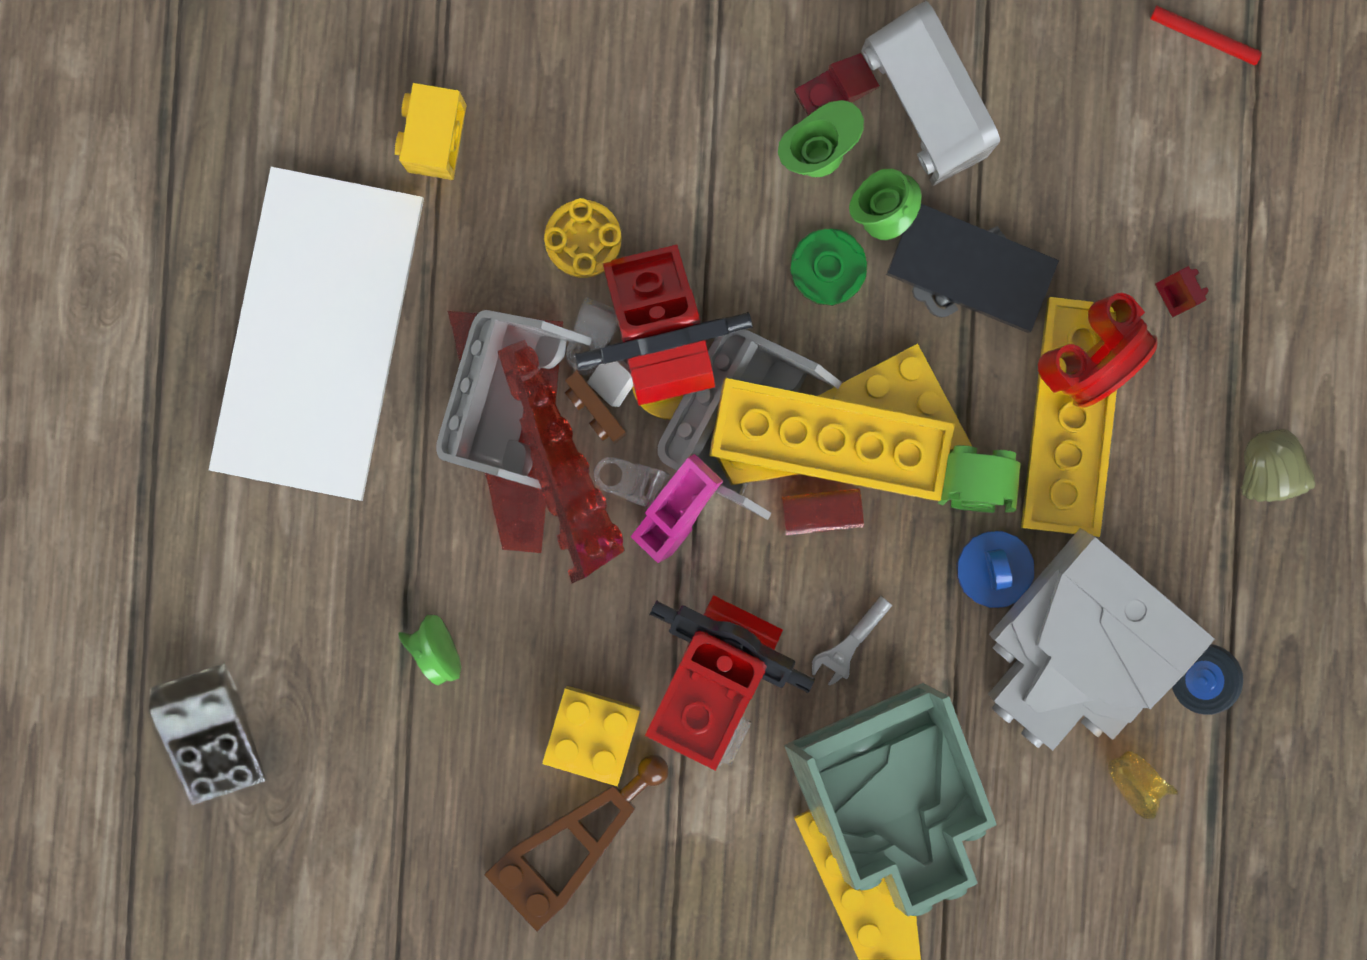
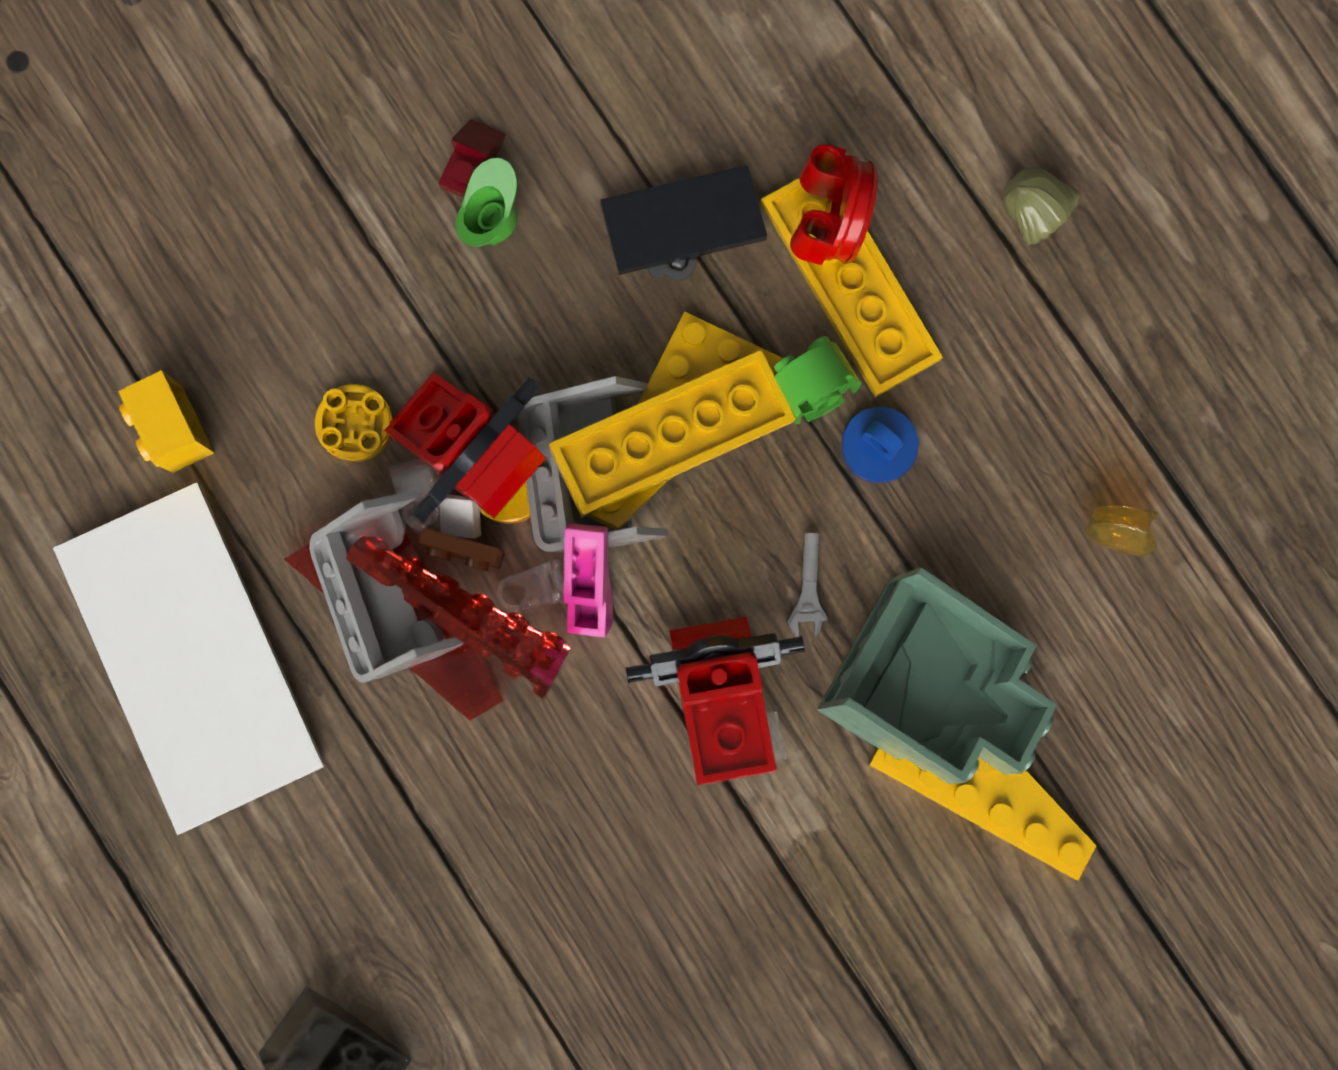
camera: 40 degrees left, 5 degrees down
(433, 650) = (472, 845): bright green piece -> none
(522, 882) = (694, 986): reddish brown plate -> none
(591, 735) = (654, 819): yellow brick -> none
(822, 511) = (707, 499): clear red brick -> none
(828, 267) = (568, 303): green tile -> none
(886, 203) = (577, 218): bright green piece -> none
(933, 91) = (551, 97): light grey windscreen -> none
(1090, 645) = (1001, 445): light grey panel -> none
(1181, 291) = (861, 121): dark red tile -> none
(1211, 682) = (1112, 407): black wheel -> none

